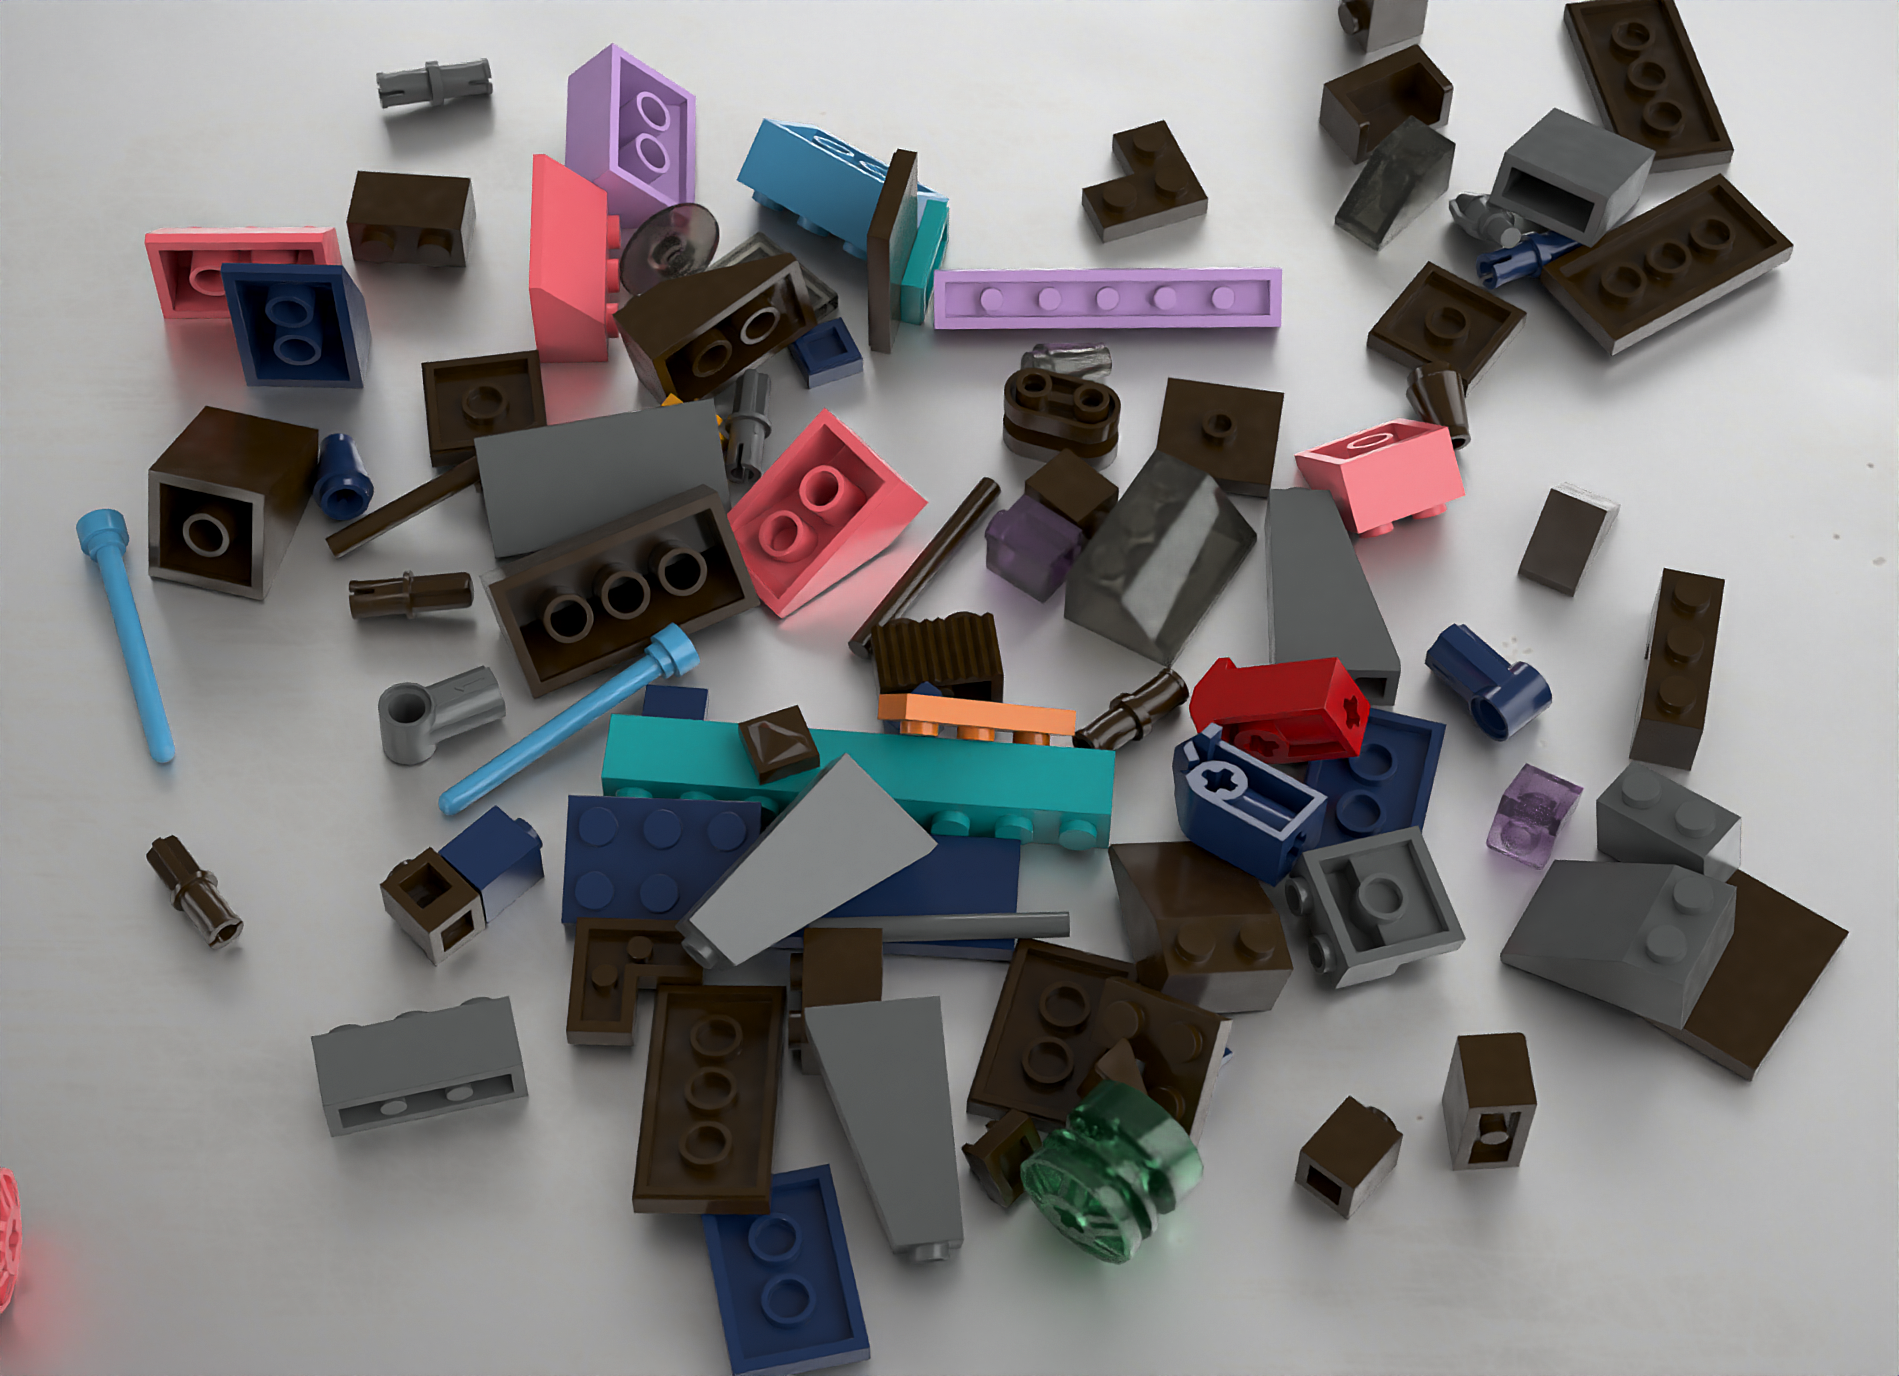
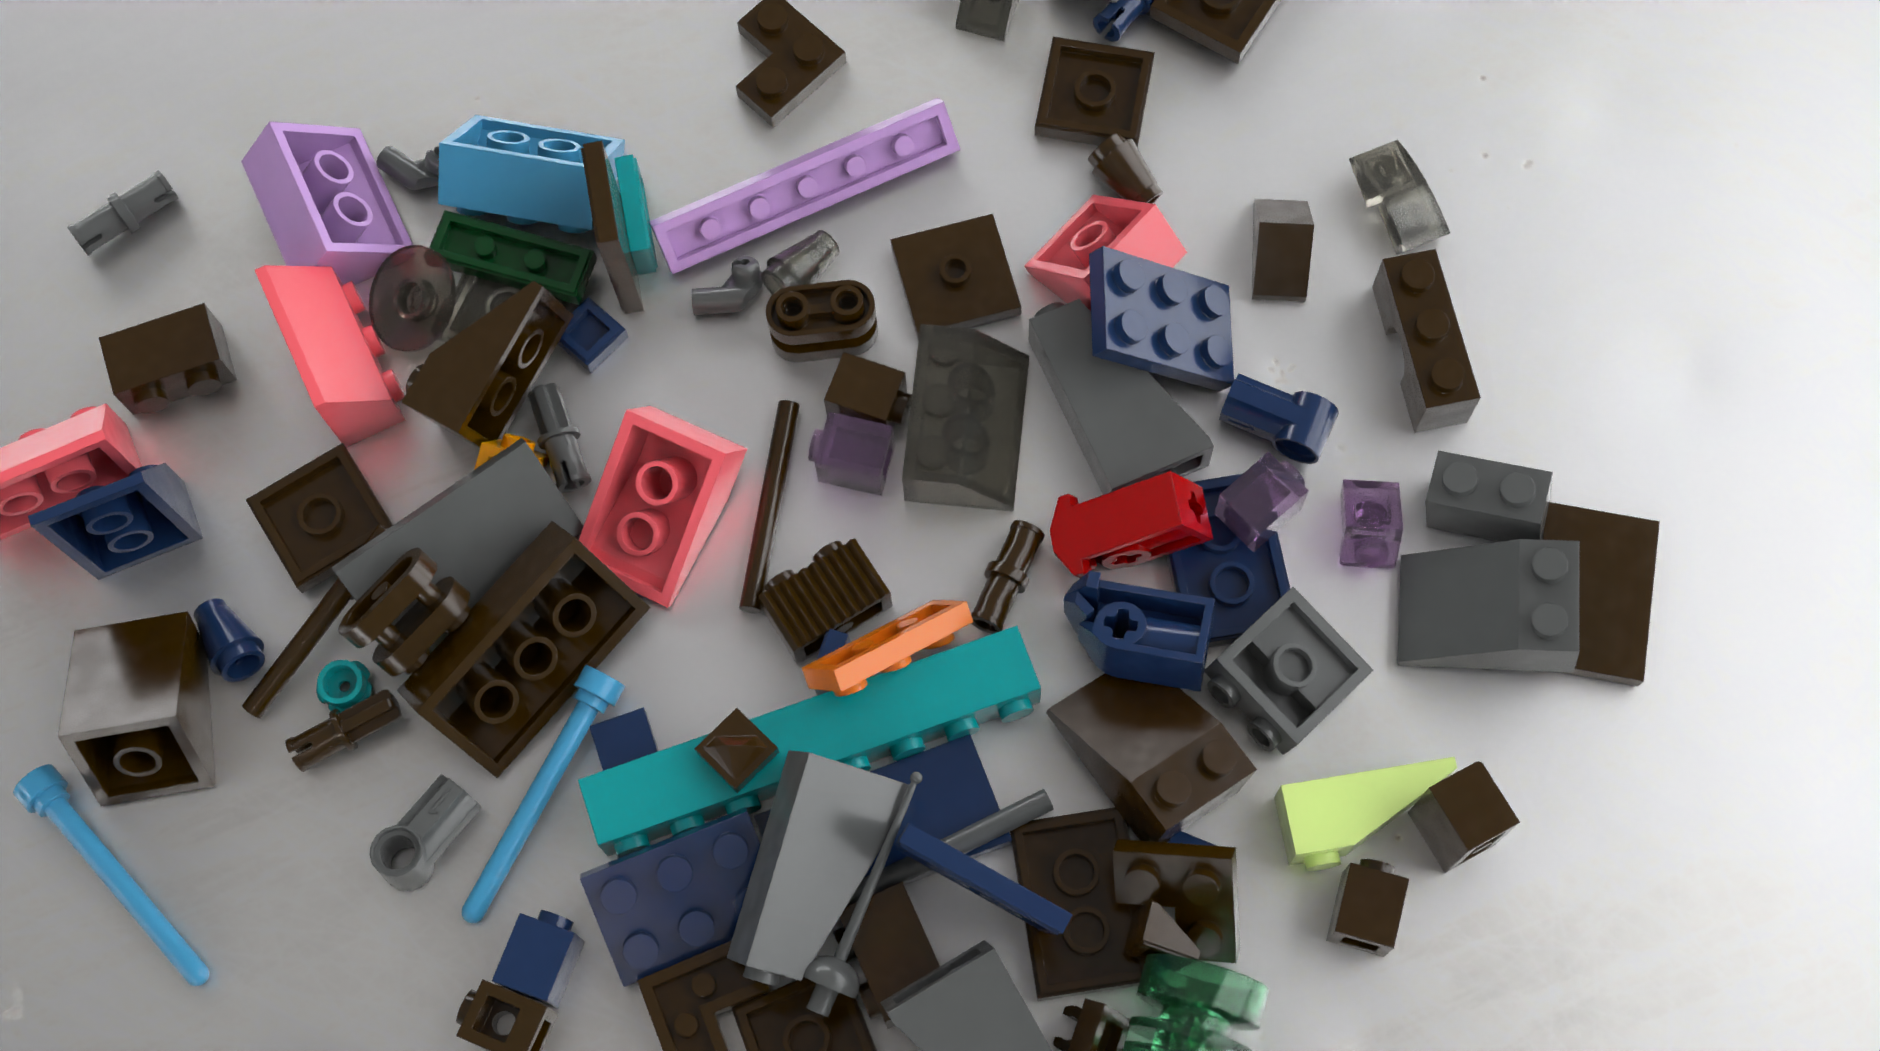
camera: 20 degrees left, 15 degrees up
(430, 546) = (334, 675): none -> teal plate
(507, 539) = (406, 644): none -> dark brown brick
(721, 146) = (410, 173): none -> dark grey arm
(757, 232) = (513, 256): none -> dark green tile
(772, 980) = (833, 973): none -> dark grey sword
(959, 942) = (982, 880): none -> dark blue tile
(986, 369) = (735, 292): none -> dark grey arm
(1370, 1058) = (1341, 812): none -> yellowish green slope
(1404, 537) = (1160, 319): none -> plate
(1426, 740) = (1262, 500): none -> clear purple brick
(1720, 529) = (1402, 194): none -> clear smoke slope

